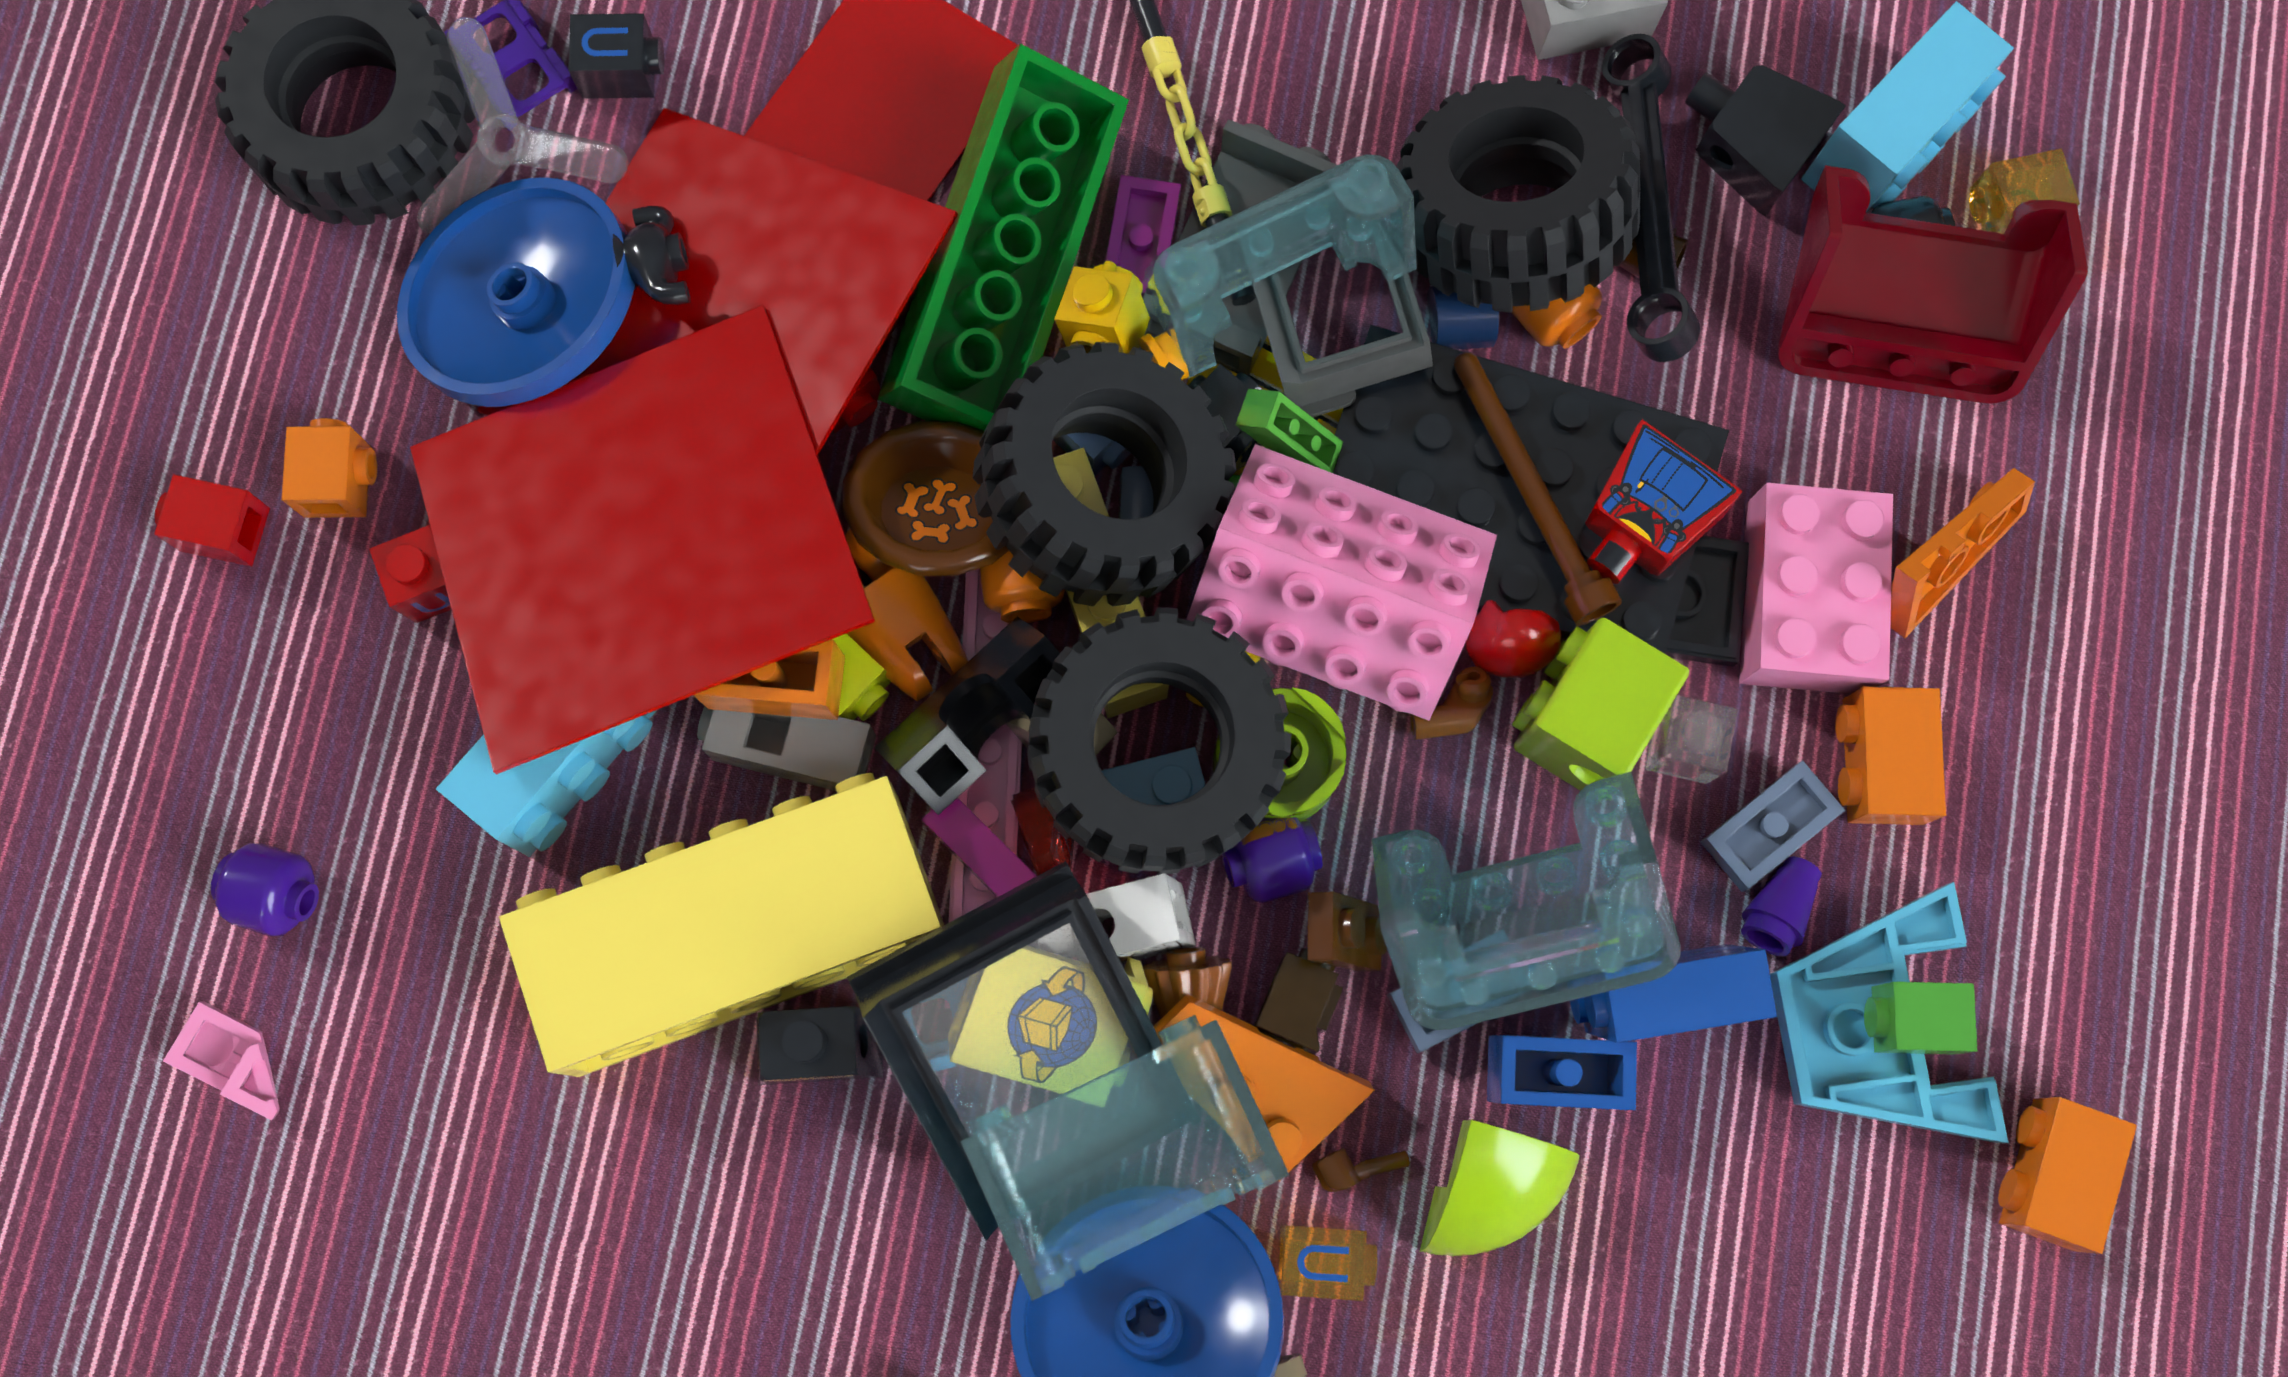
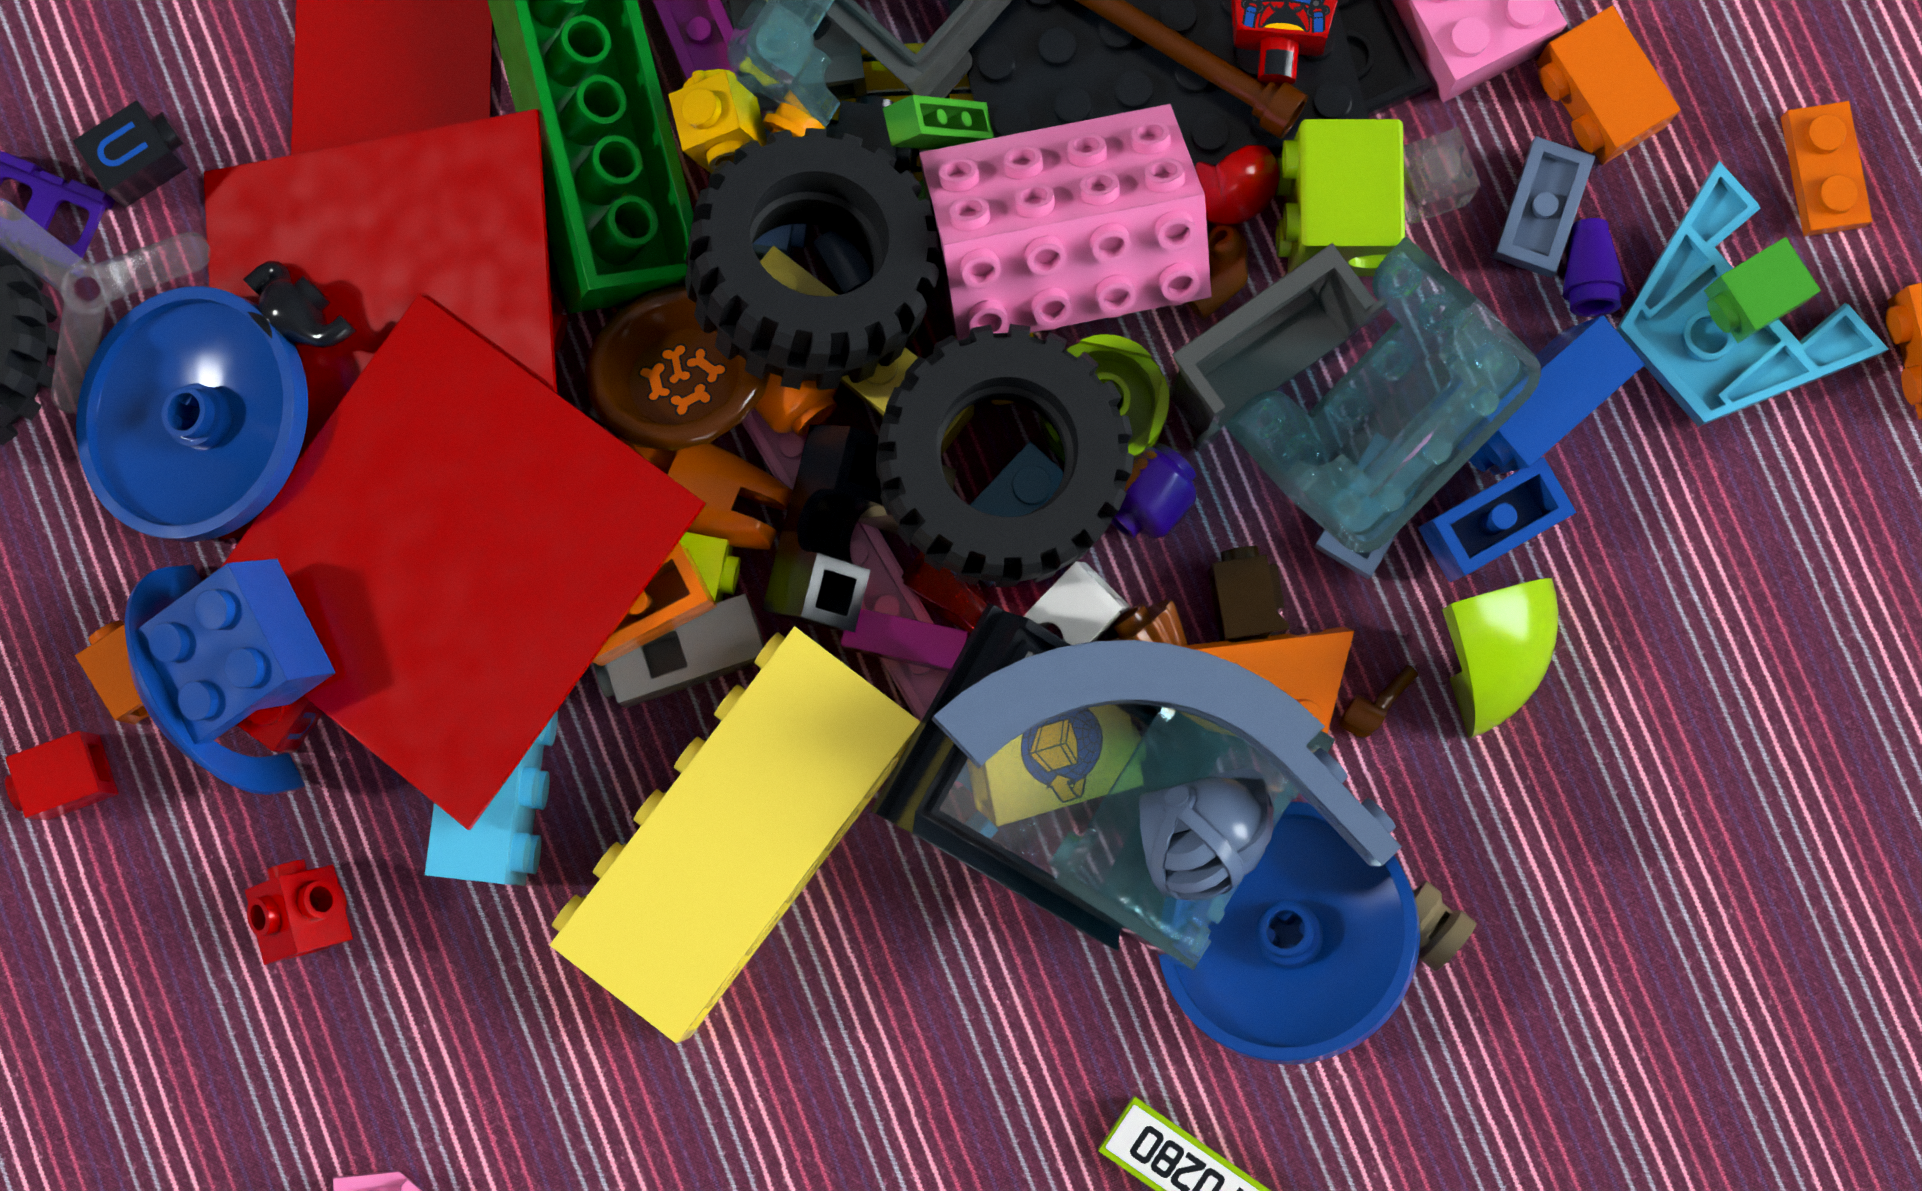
camera: 25 degrees left, 5 degrees up
(264, 889) = (324, 1052): dark purple head -> none
(322, 755) = (297, 911): none -> red brick
(395, 491) = (218, 654): none -> blue piece
(815, 1046) = (873, 886): black torso -> none
(1110, 979) = (1178, 679): none -> sand blue arch
(1122, 1184) = (1206, 832): none -> sand blue helmet
(1325, 1262) = (1406, 789): clear yellow brick -> none
(1344, 932) = (1251, 515): reddish brown plate -> none
(1458, 802) = (1270, 341): none -> dark grey piece
(2046, 949) = (1826, 168): none -> orange plate

